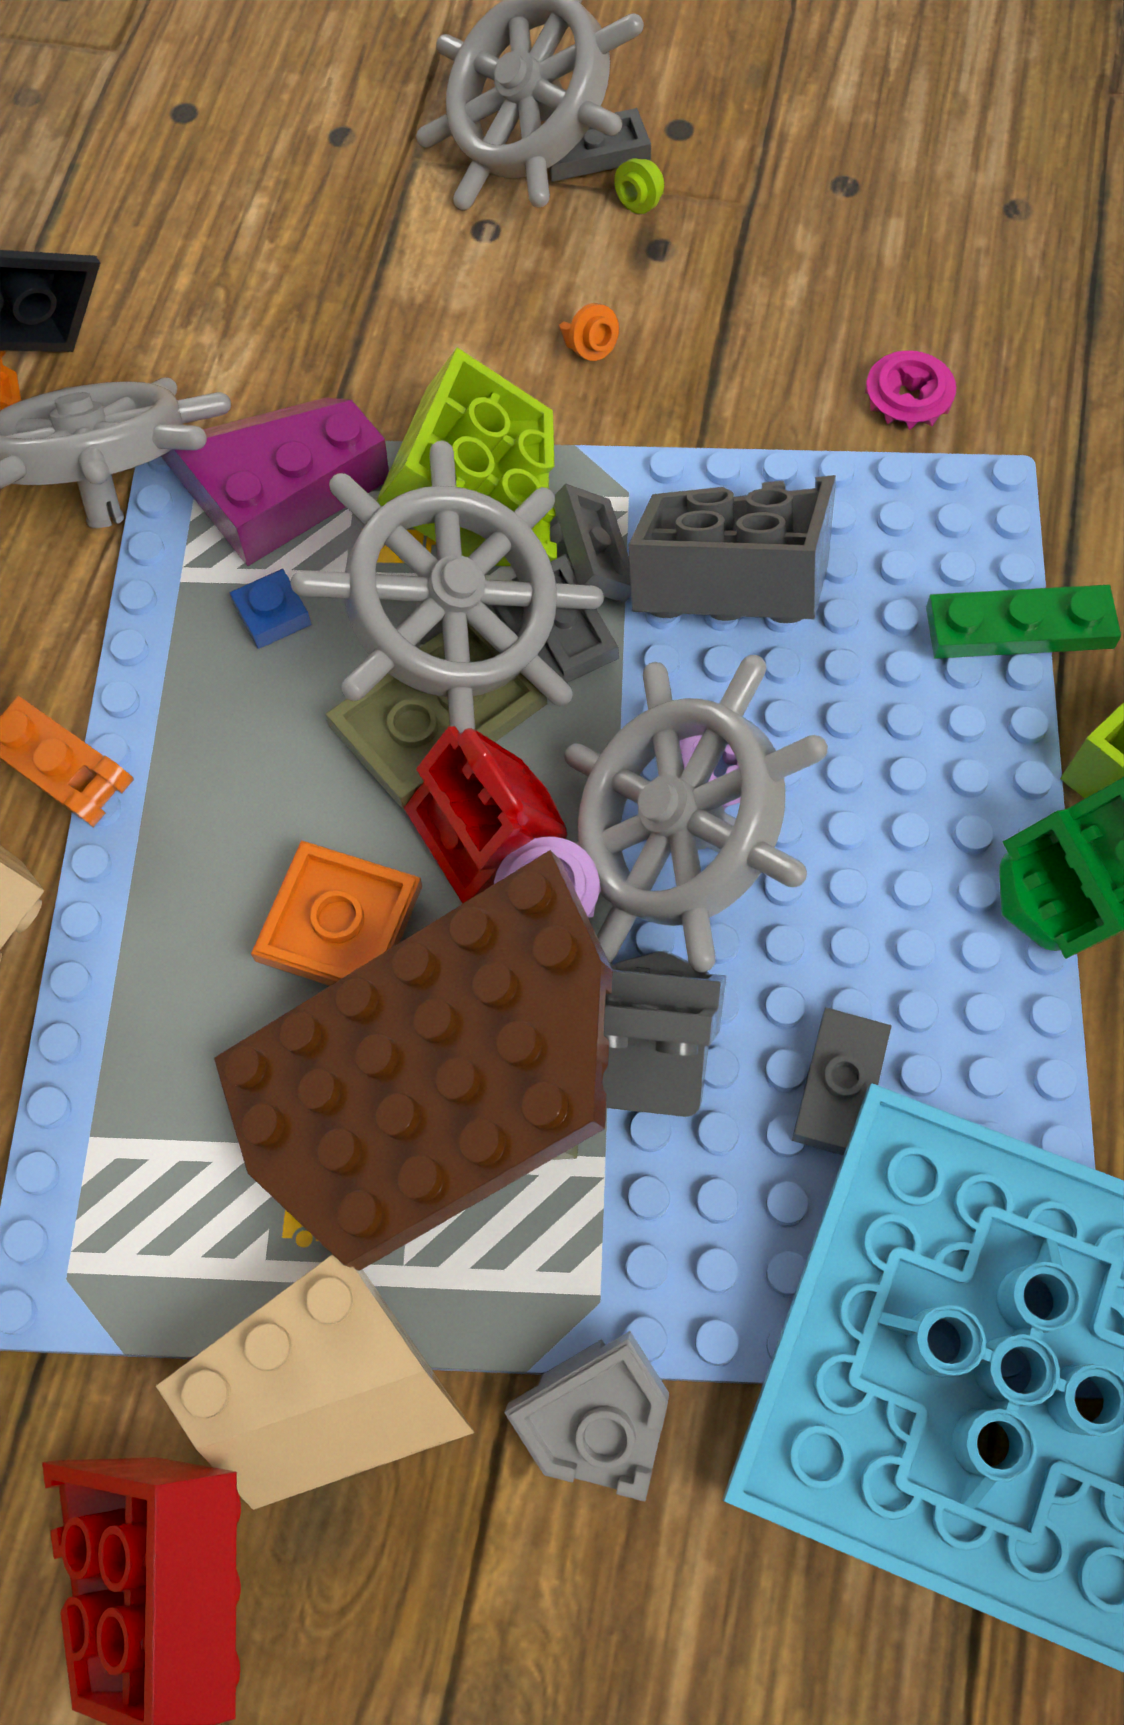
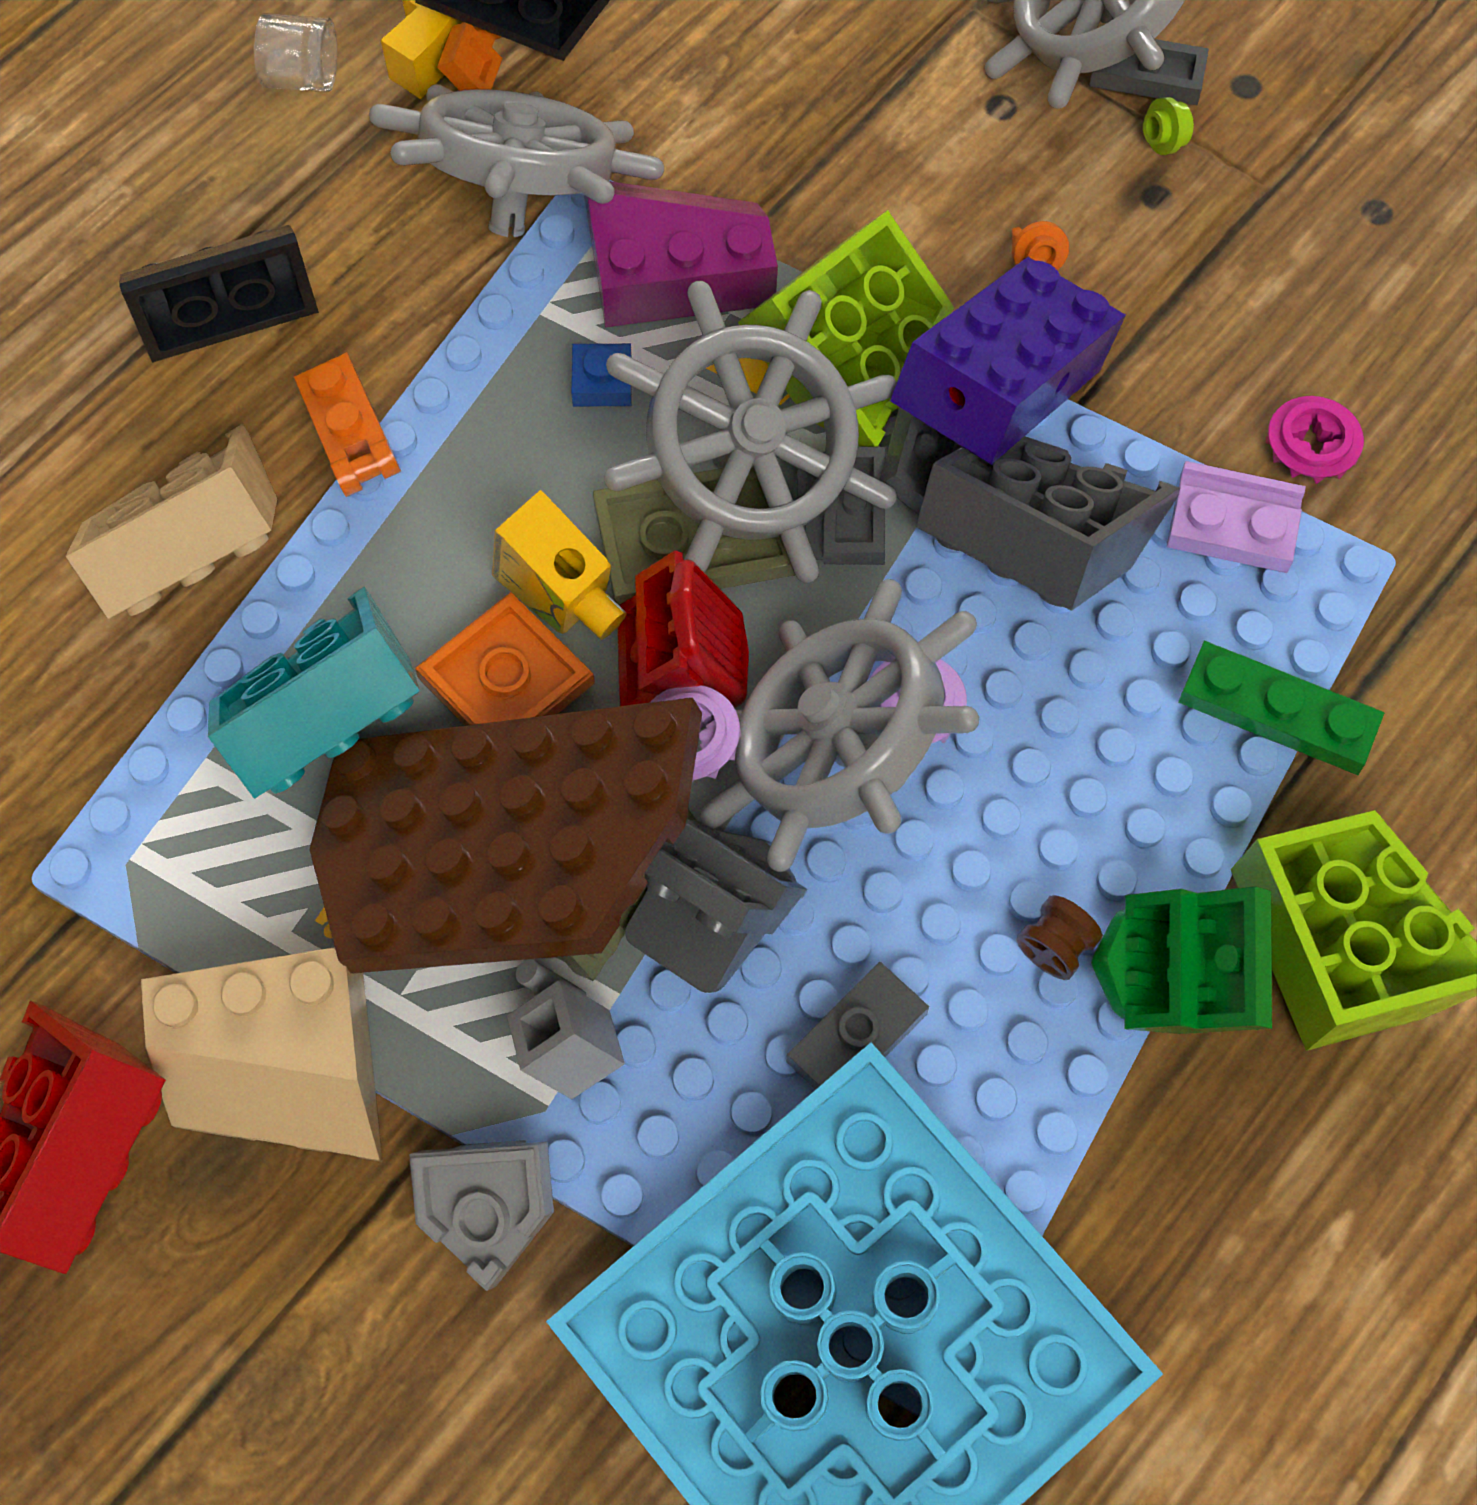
camera: 25 degrees right, 0 degrees up
(170, 1030) = (314, 700): none -> teal wedge
(334, 799) = (555, 569): none -> yellow torso
(587, 1221) = (562, 1033): none -> light grey brick
(630, 430) = (1007, 358): none -> dark purple brick
(891, 480) = (1236, 517): none -> lavender plate
(966, 907) = (1059, 937): none -> reddish brown wheel

